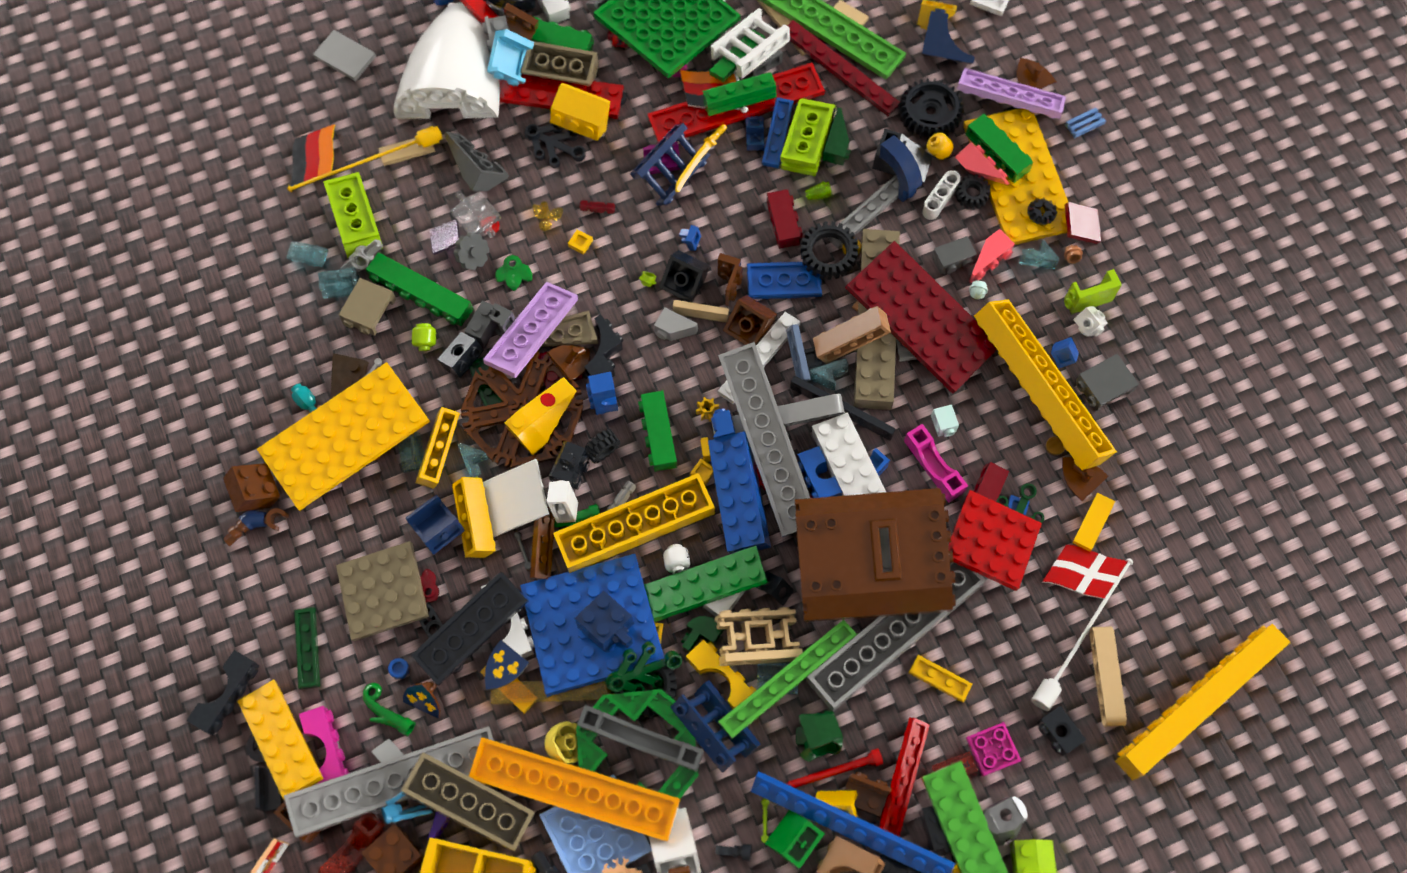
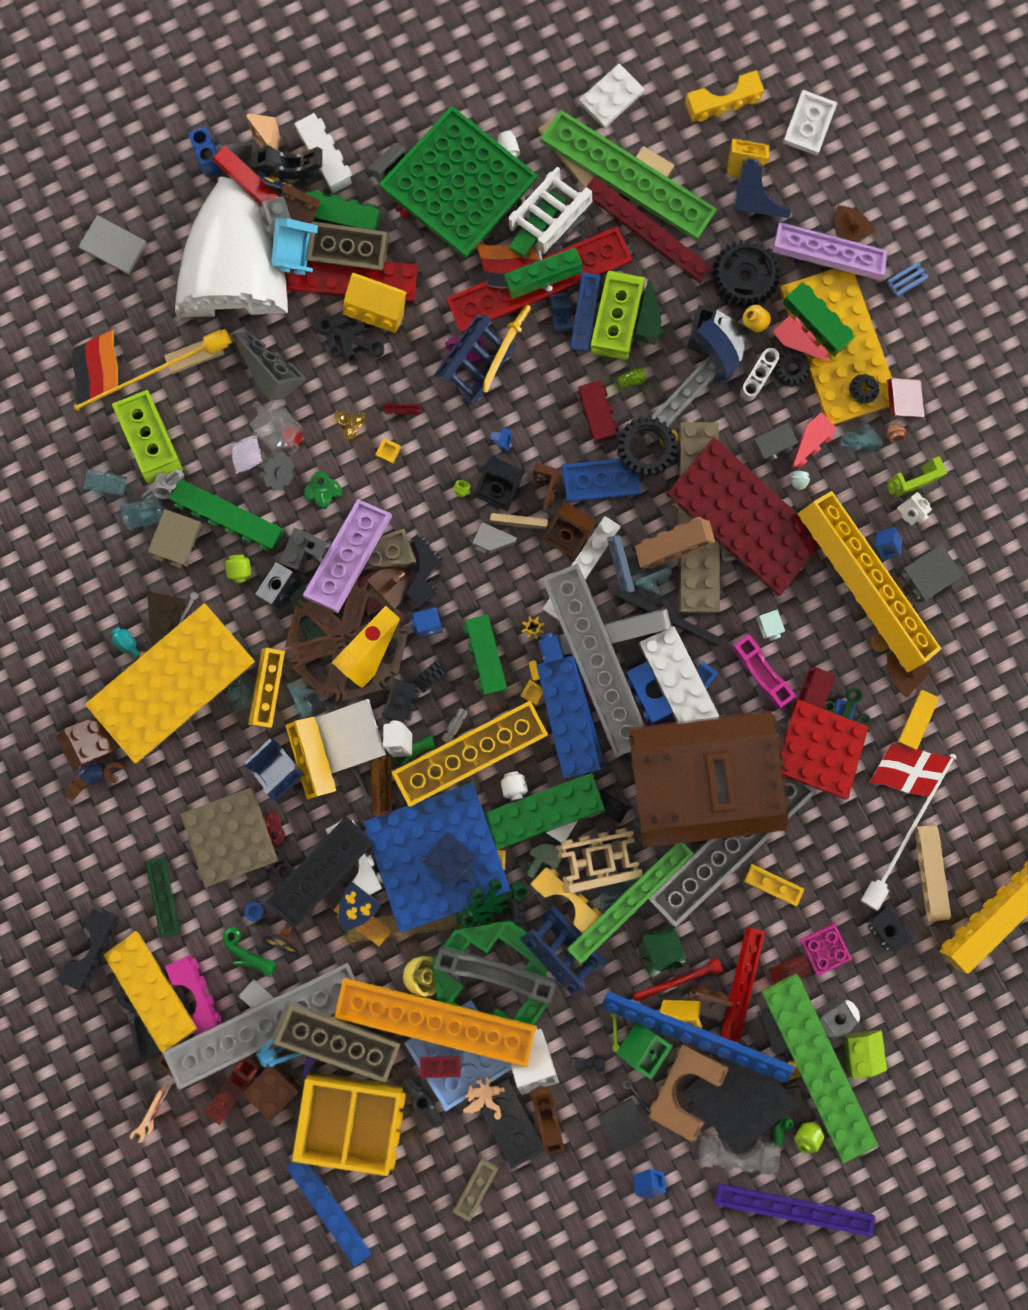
camera: 10 degrees left, 15 degrees up
(575, 840) = (440, 1067): none -> dark red hinge

